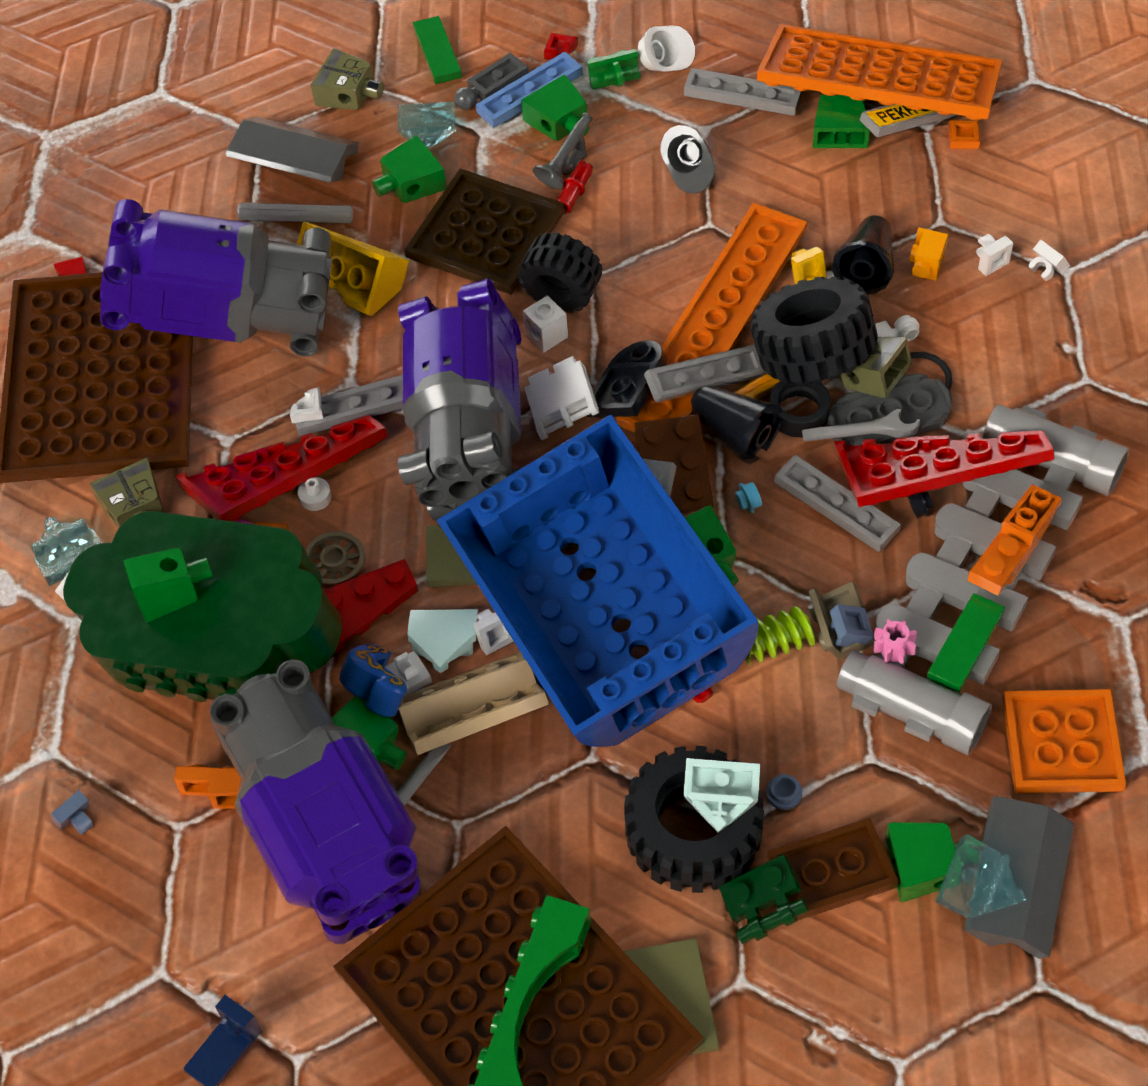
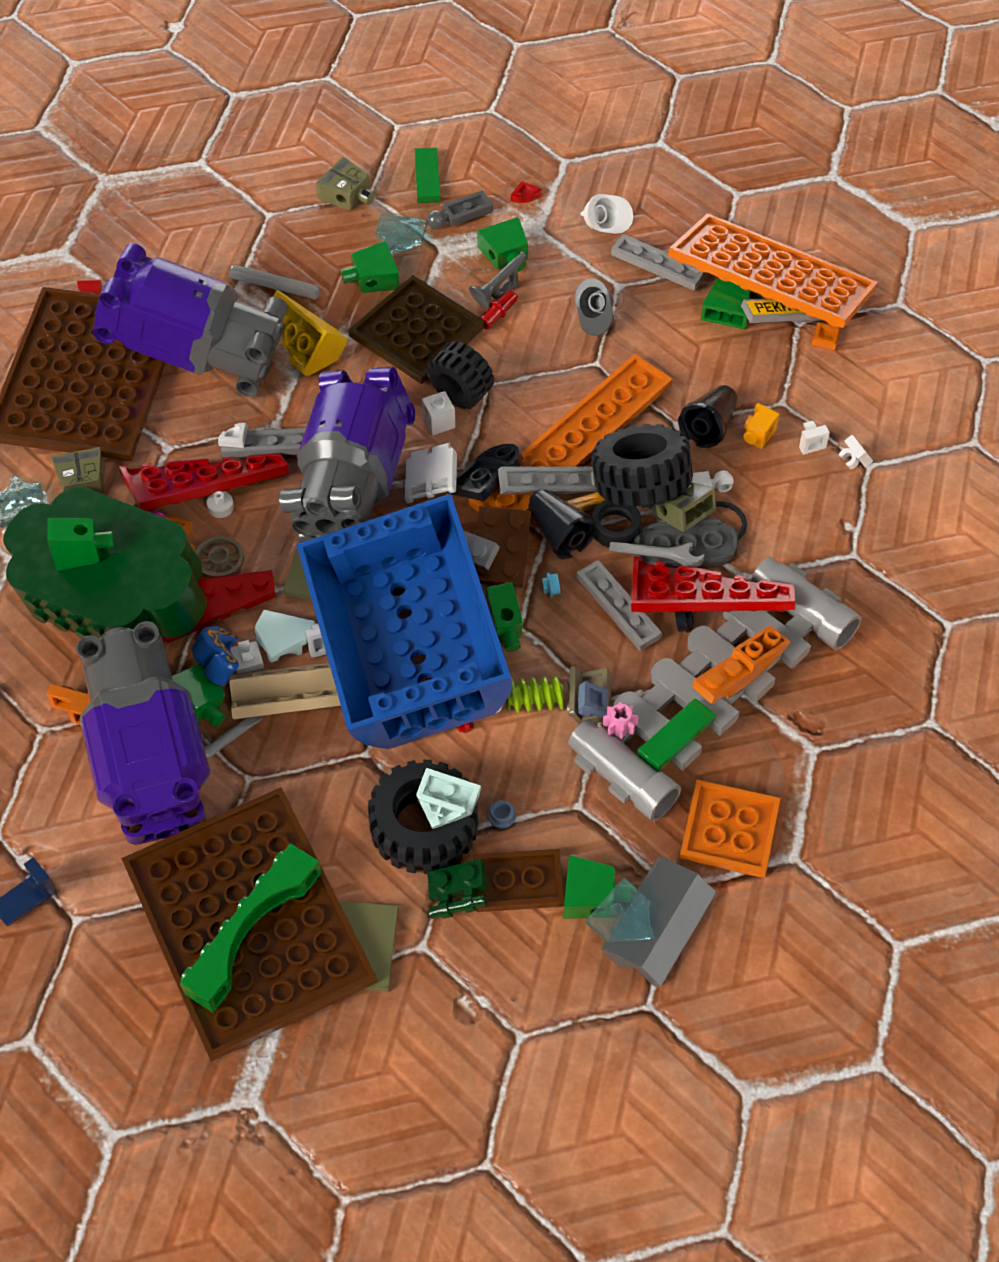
camera: 10 degrees right, 0 degrees up
(291, 149) = (286, 230): dark grey slope -> none
(507, 101) = (466, 229): medium blue plate -> none
(613, 69) = (560, 221): green hips -> none
(808, 264) = (661, 413): yellow tile -> none

